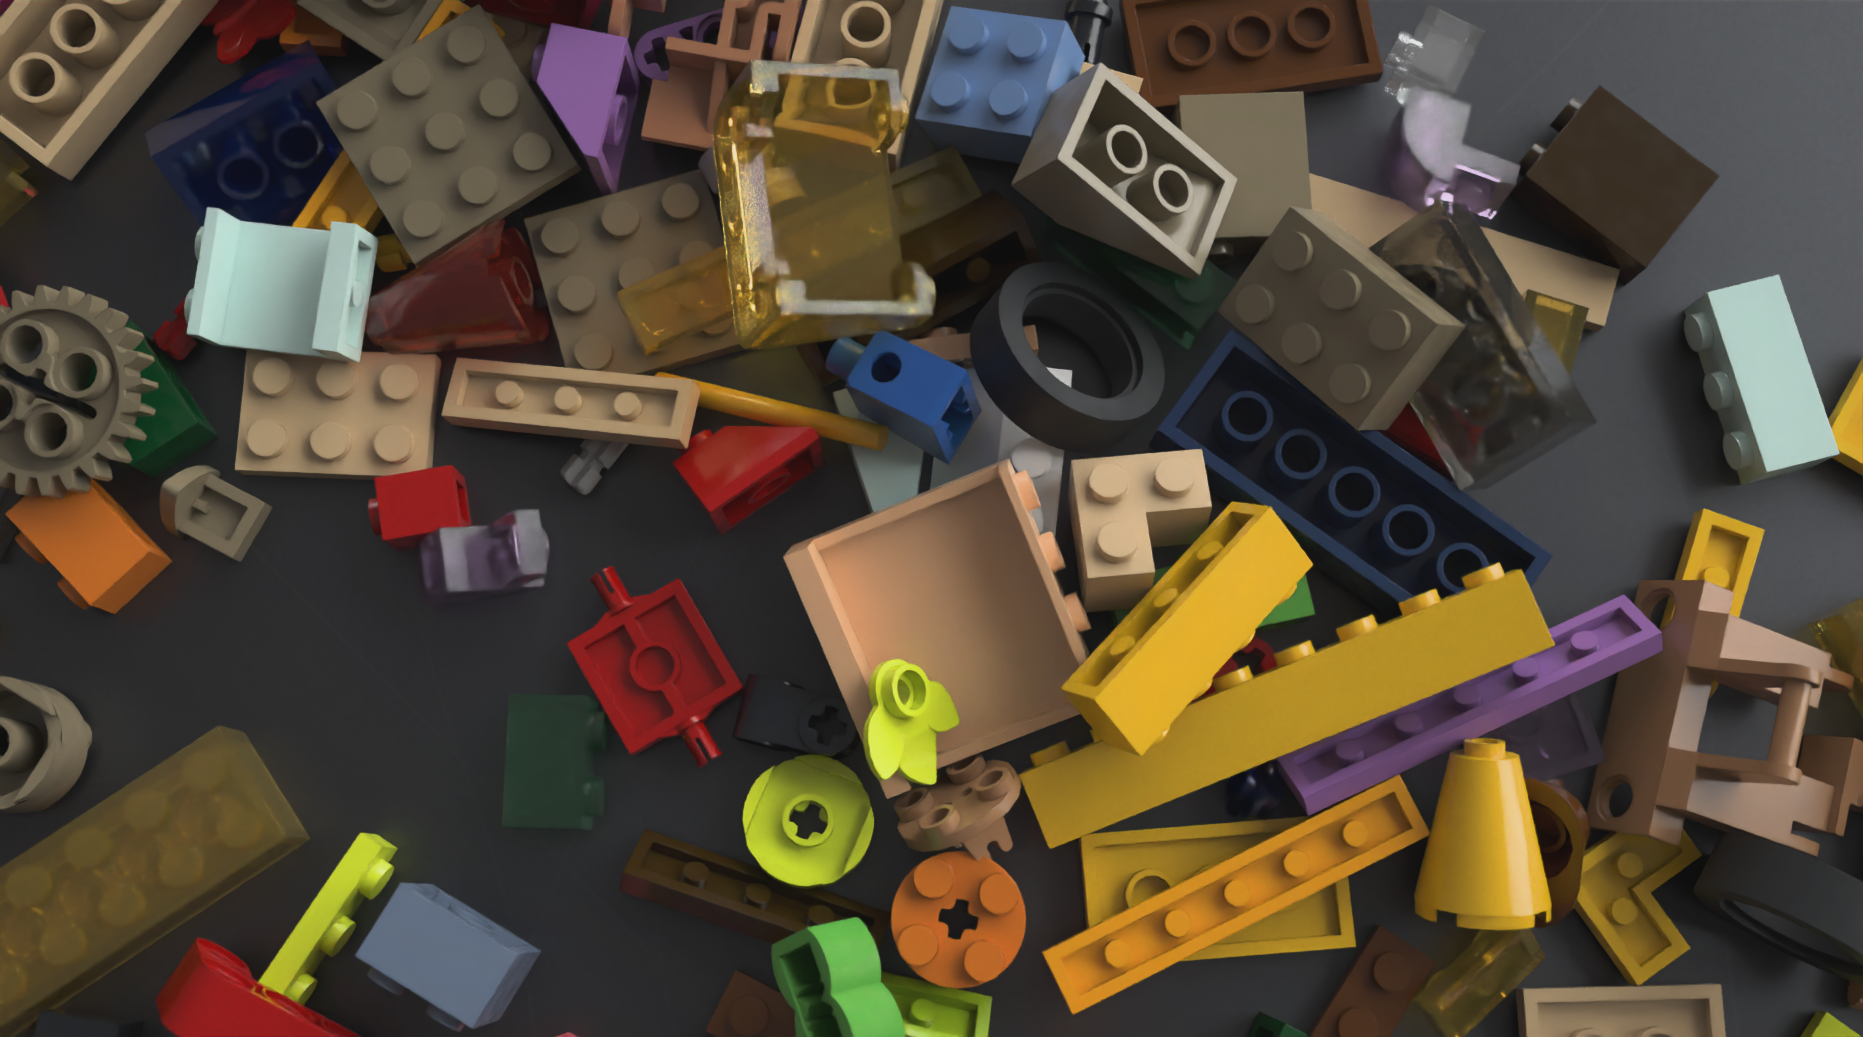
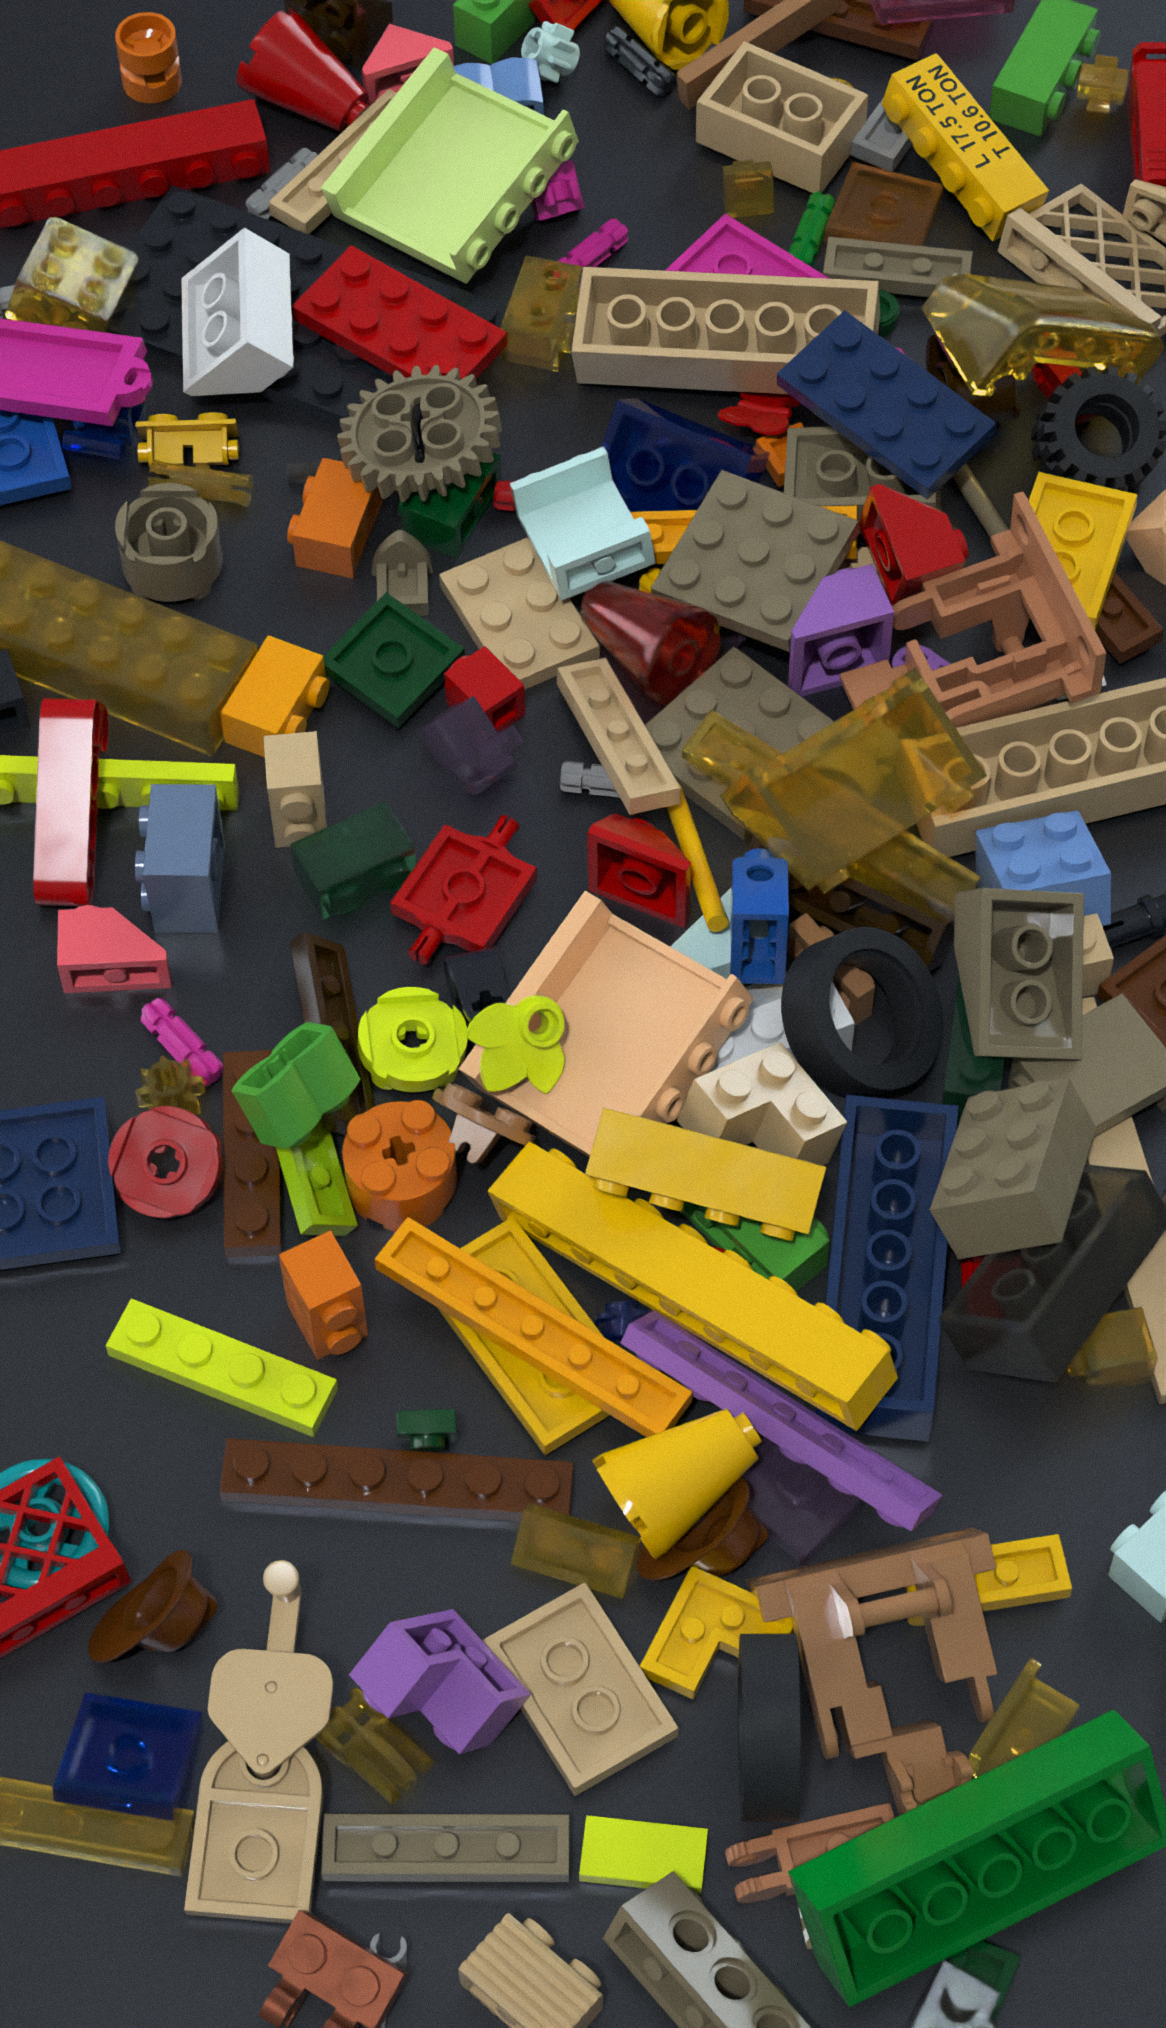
camera: 65 degrees right, 20 degrees down
(290, 735) = (274, 695): none -> light orange brick
(316, 582) = (391, 659): none -> dark green plate
(436, 784) = (294, 786): none -> tan brick

